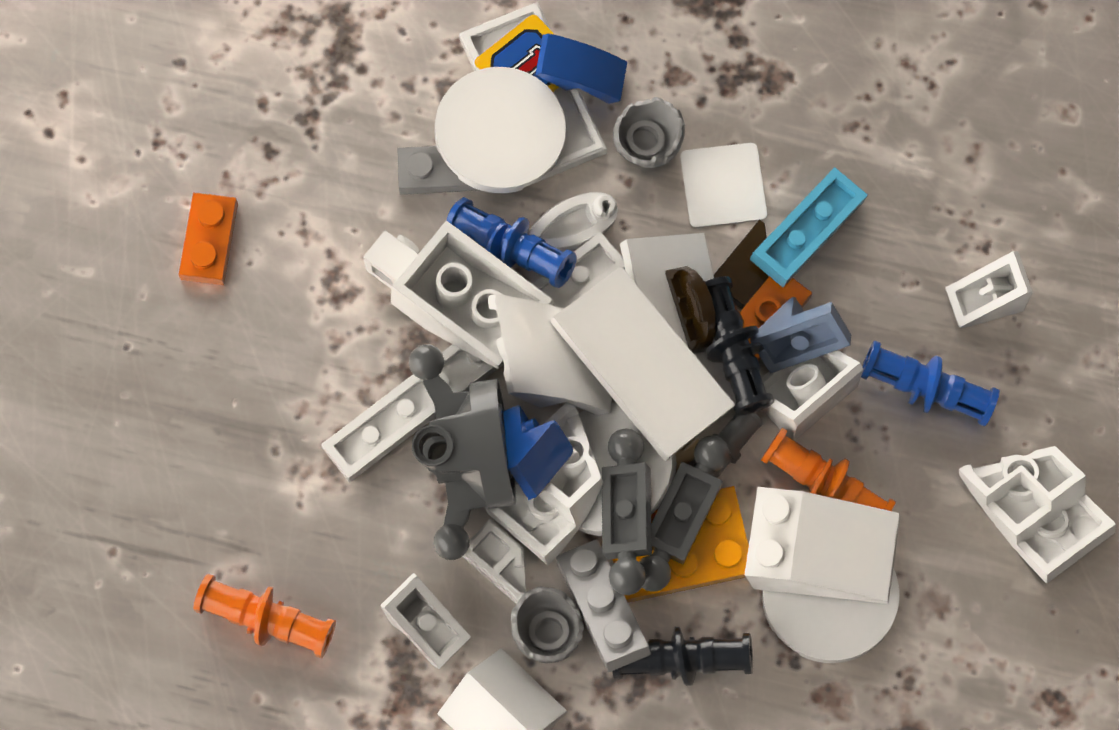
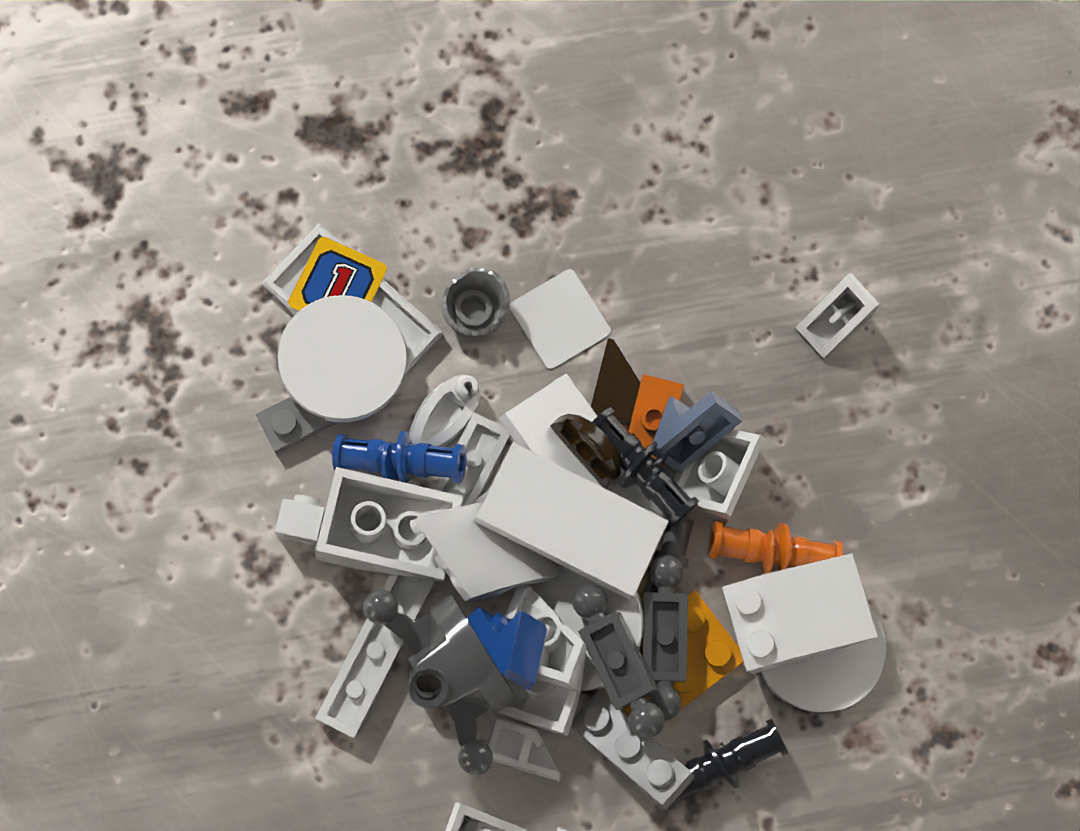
camera: 30 degrees left, 5 degrees up
(208, 238) = (122, 573): orange plate -> none
(546, 625) = (590, 790): light grey hair -> none
(581, 66) = (388, 268): blue slope -> none
(808, 227) = (655, 327): medium azure plate -> none
(930, 383) = (823, 421): blue piece -> none
(1040, 508) = (965, 490): white slope -> none

